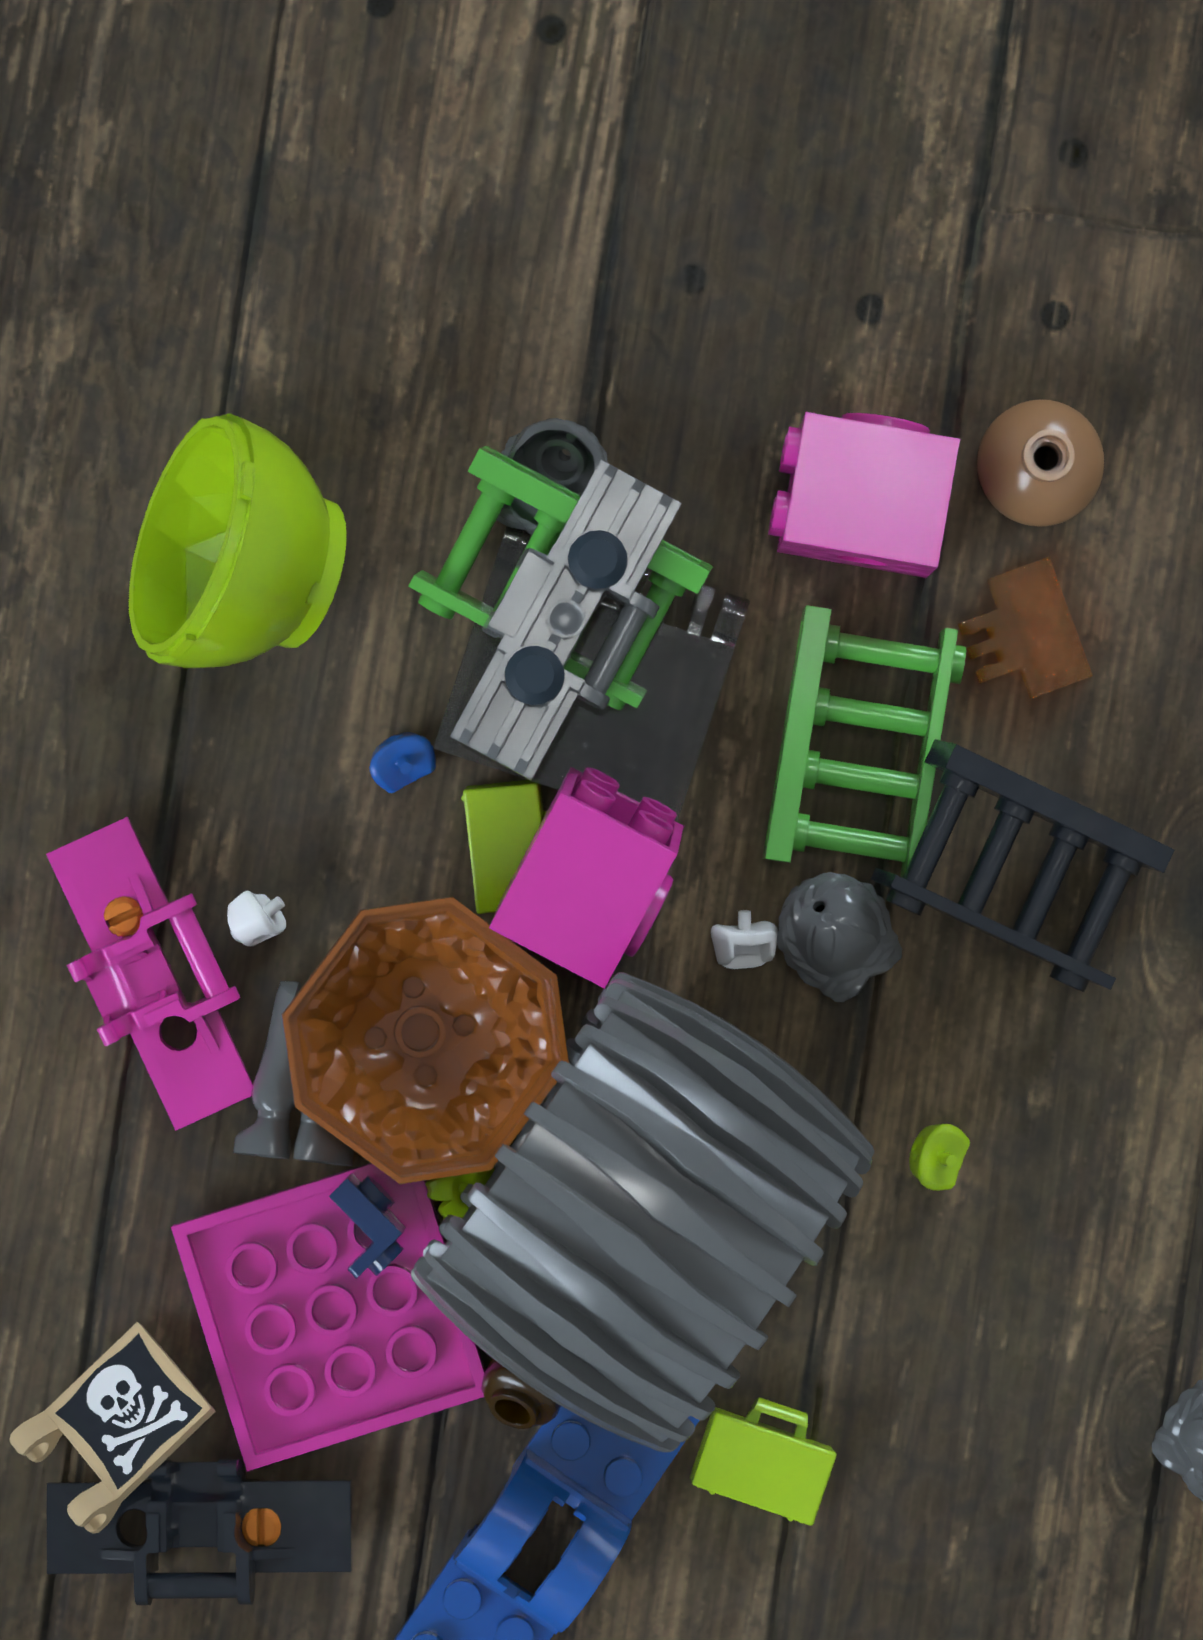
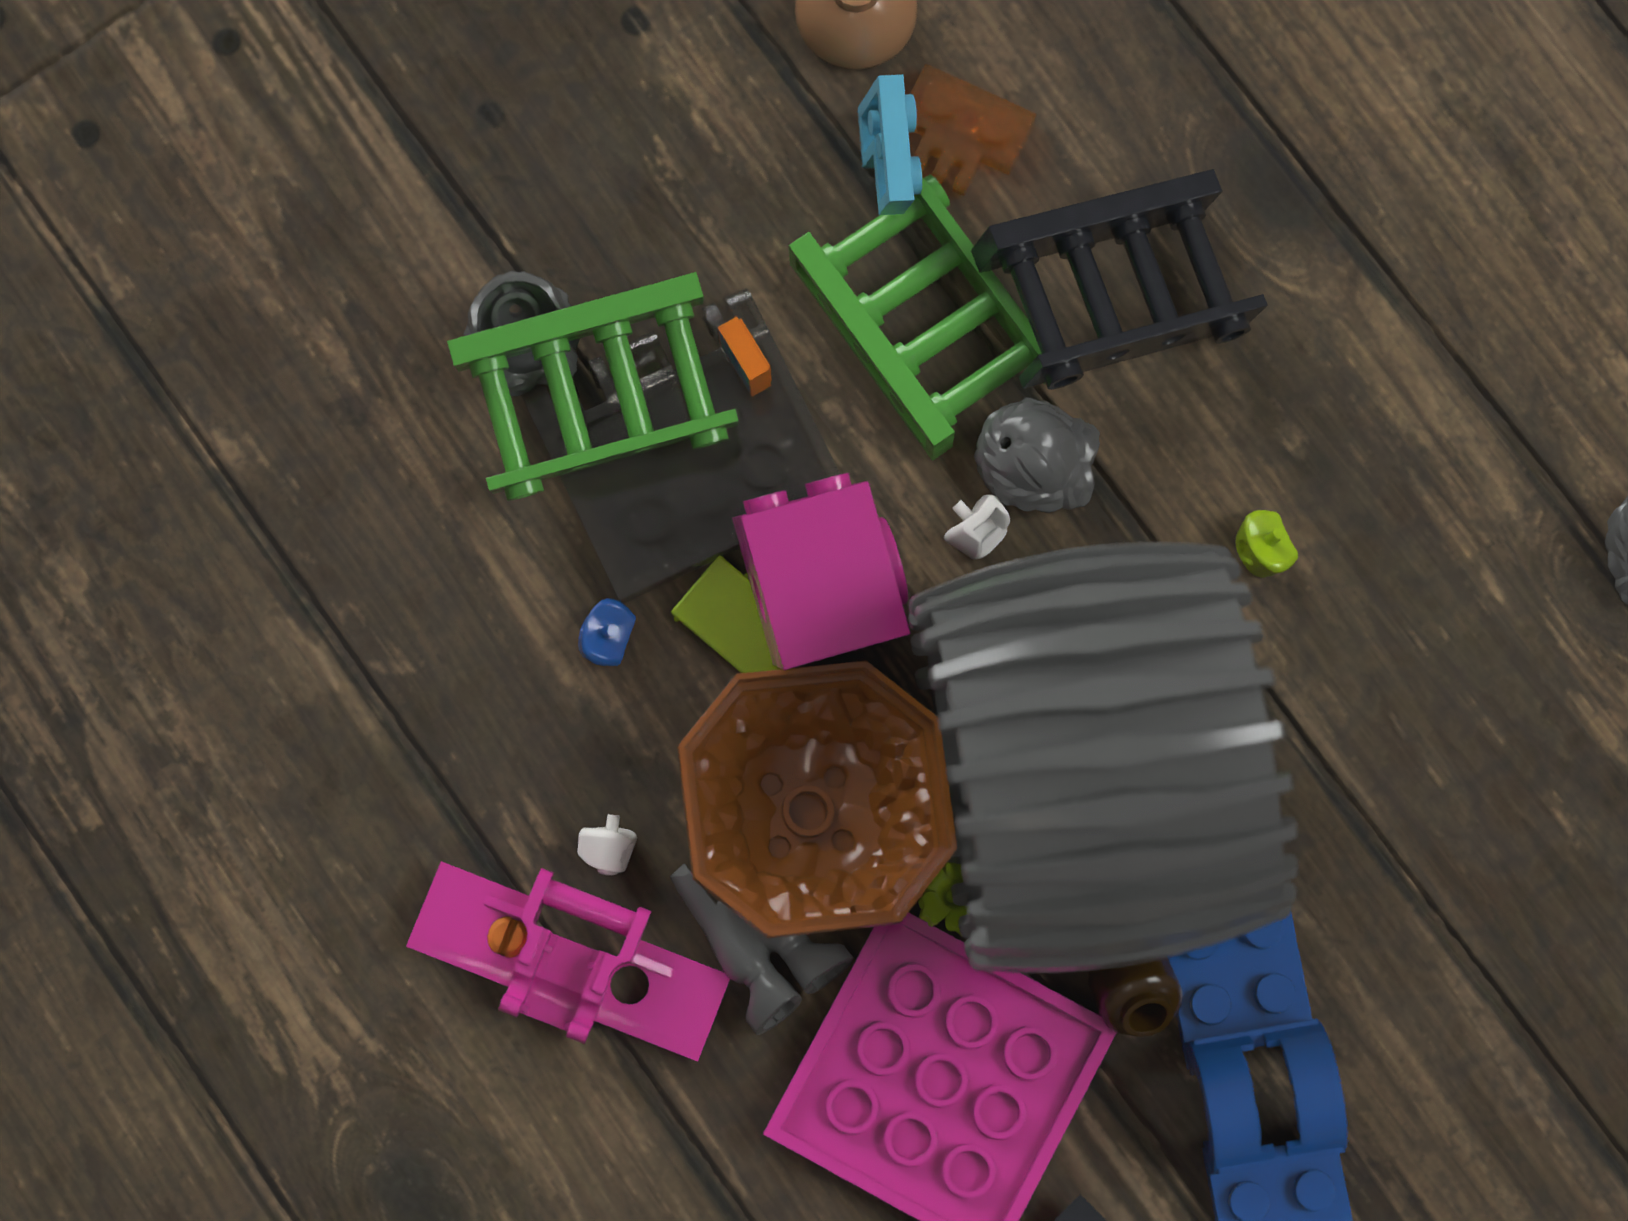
camera: 45 degrees left, 10 degrees down
(233, 550) = (334, 584): lime piece -> none
(368, 1208) = (895, 970): dark blue bracket -> none
(546, 610) = (605, 405): piece -> none
(693, 659) = (745, 355): none -> orange tile
(764, 1463) = (1365, 884): lime piece -> none
(865, 492) = (755, 131): brick -> none
(962, 586) = (884, 127): none -> medium azure plate

